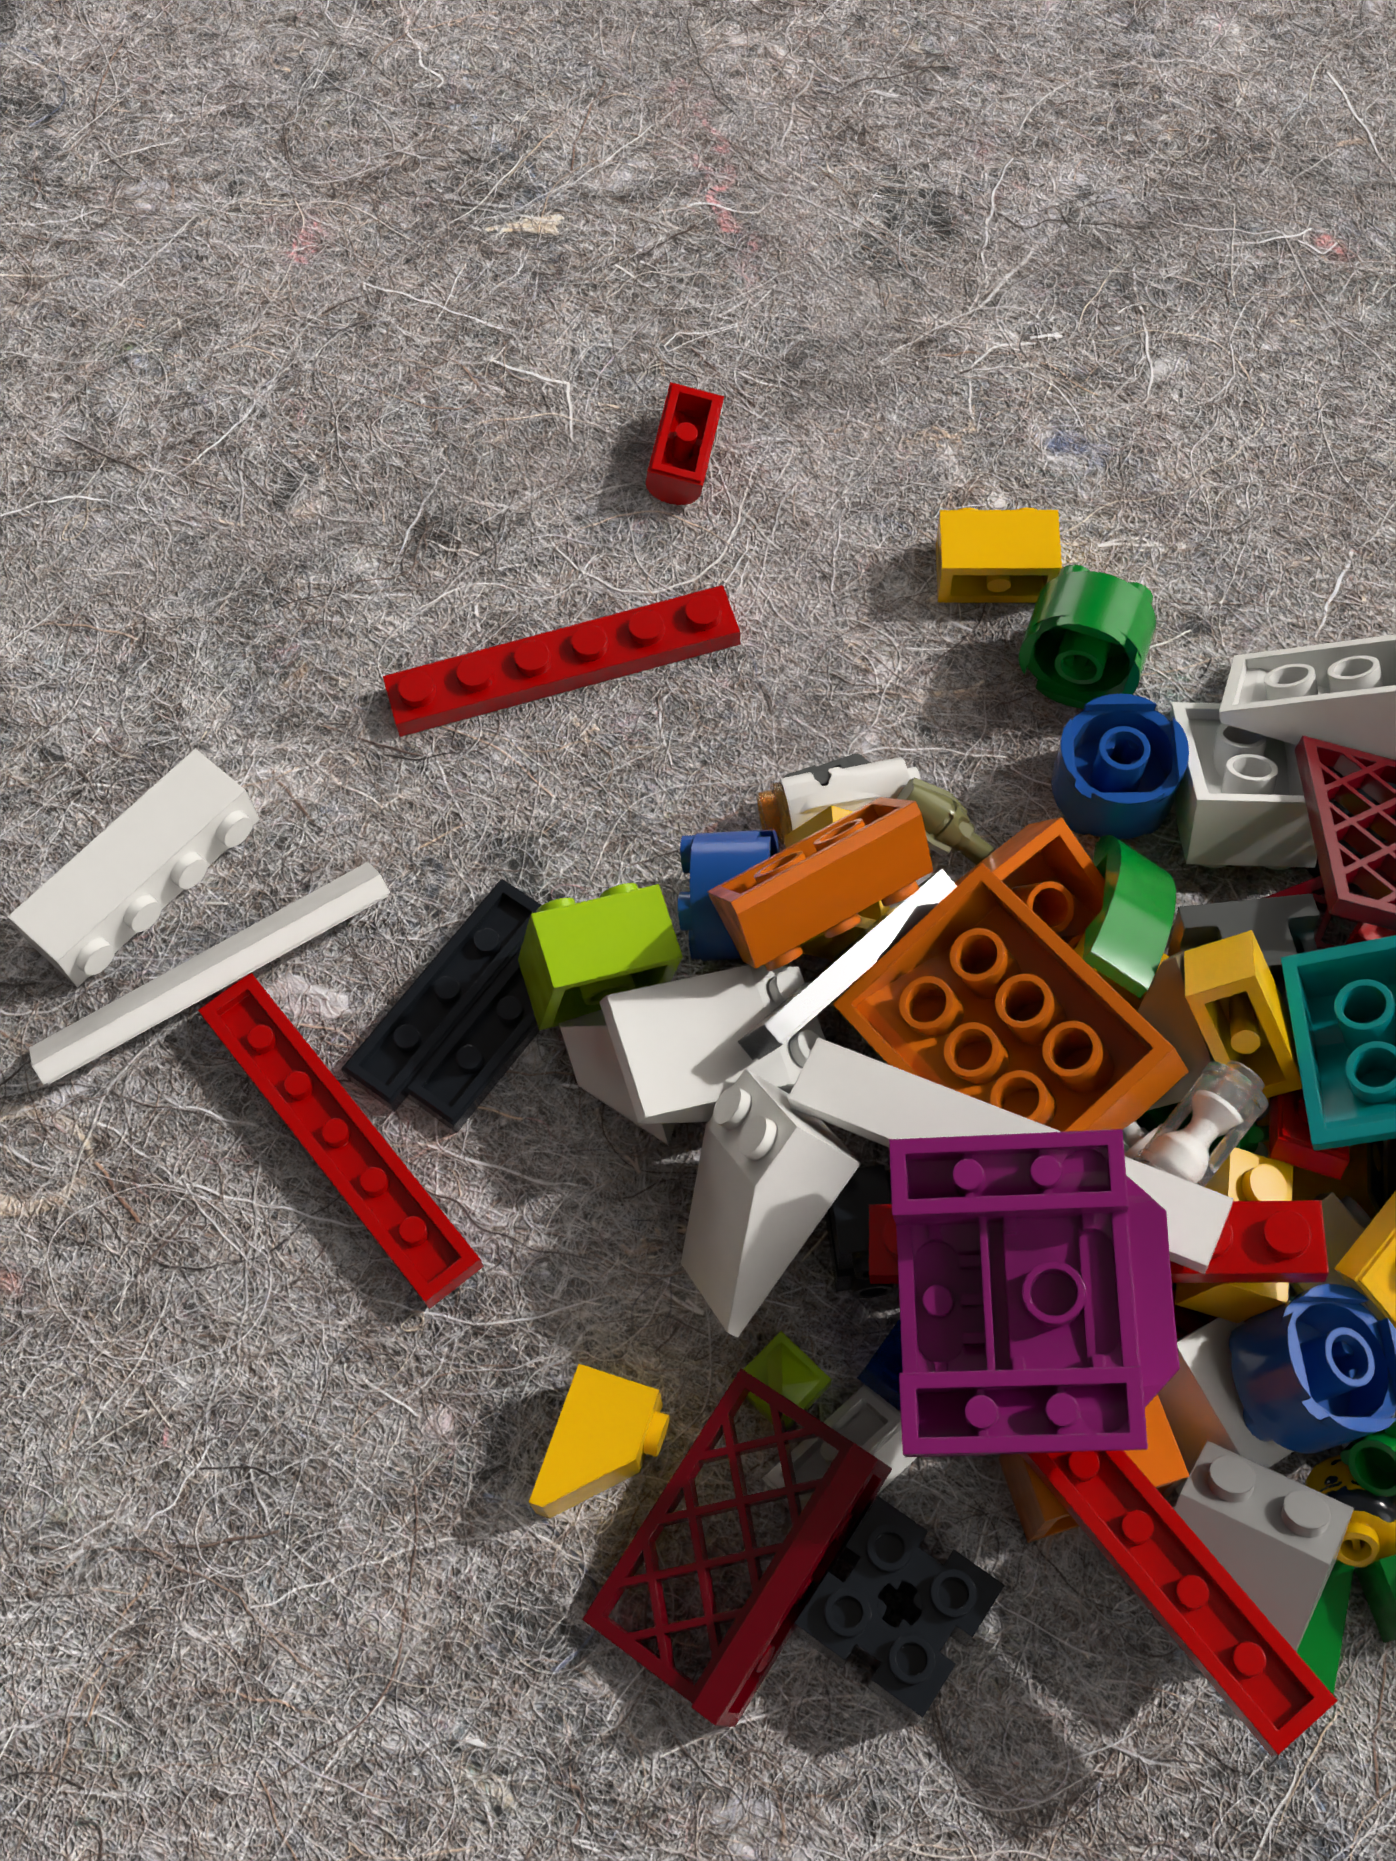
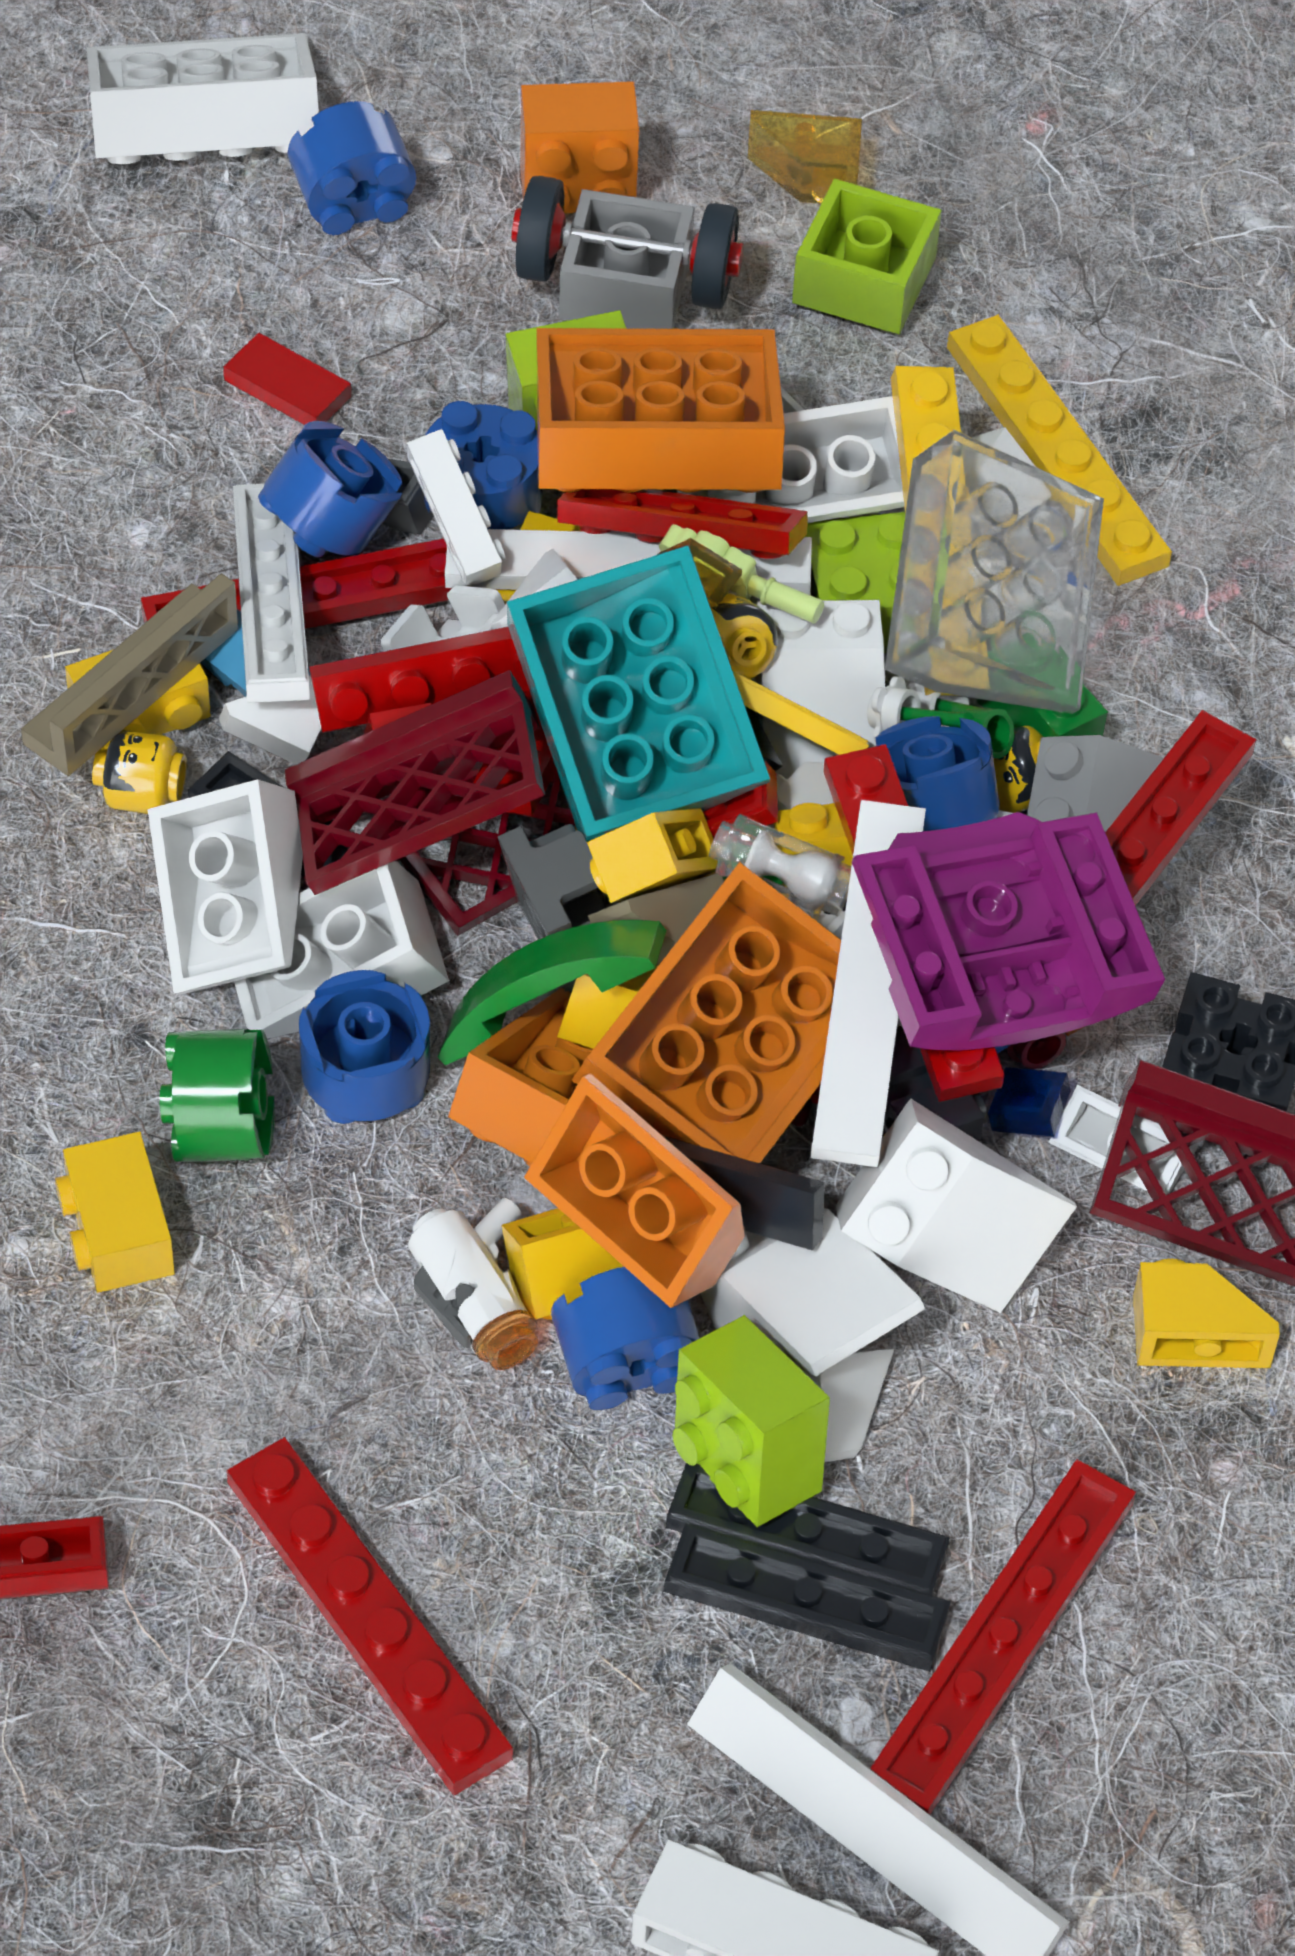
camera: 115 degrees left, 10 degrees down
(789, 1373) = (1080, 1187): lime tile -> none
(946, 821) = (474, 1185): olive piece -> none

